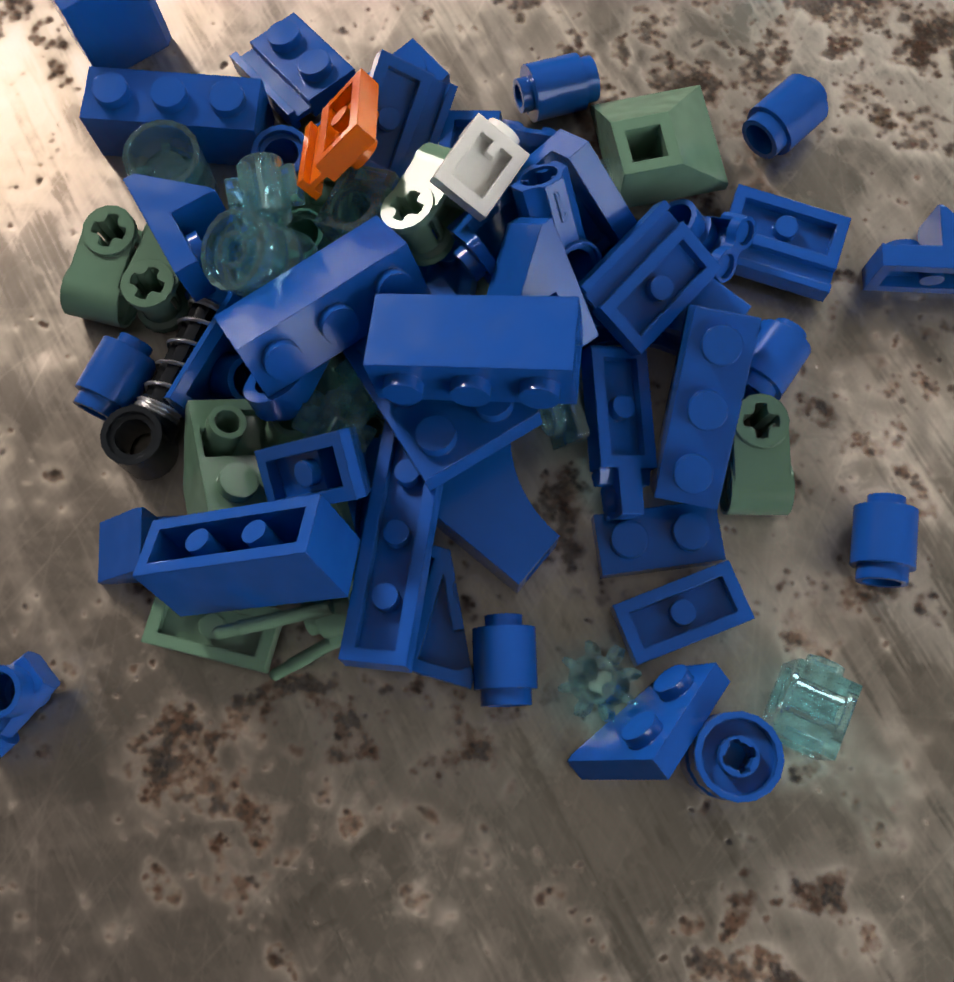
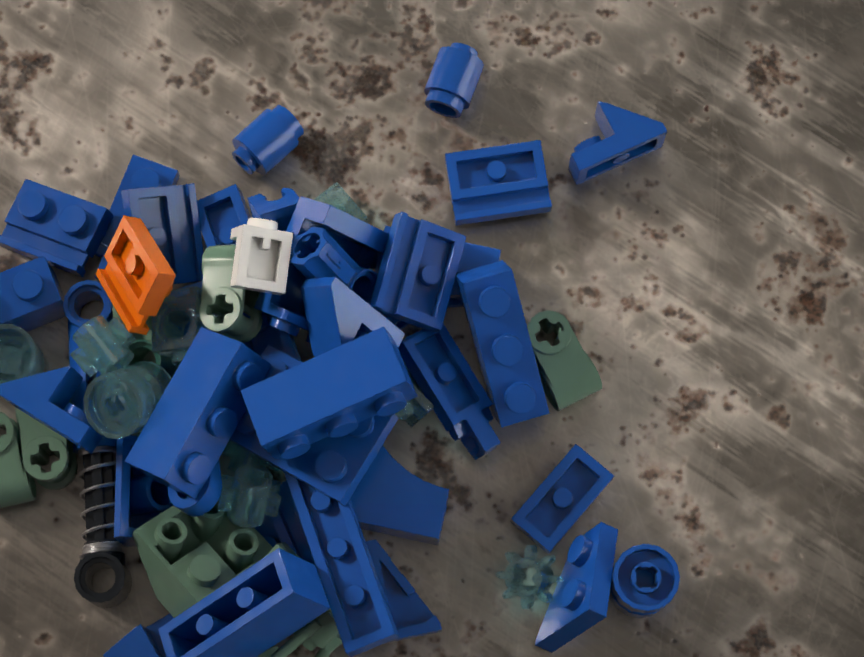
camera: 30 degrees left, 0 degrees up
(114, 375) = (55, 540): blue brick -> none
(316, 465) = (257, 533): blue slope -> none
(504, 661) = (455, 598): blue brick -> none
(658, 541) = (521, 454): blue plate -> none
(660, 146) = (369, 149): sand green slope -> none
(720, 235) = (447, 209): blue plate -> none
(777, 357) = (536, 278): blue brick -> none
(812, 706) = (682, 517): clear light blue brick -> none
(884, 540) = (677, 372): blue brick -> none

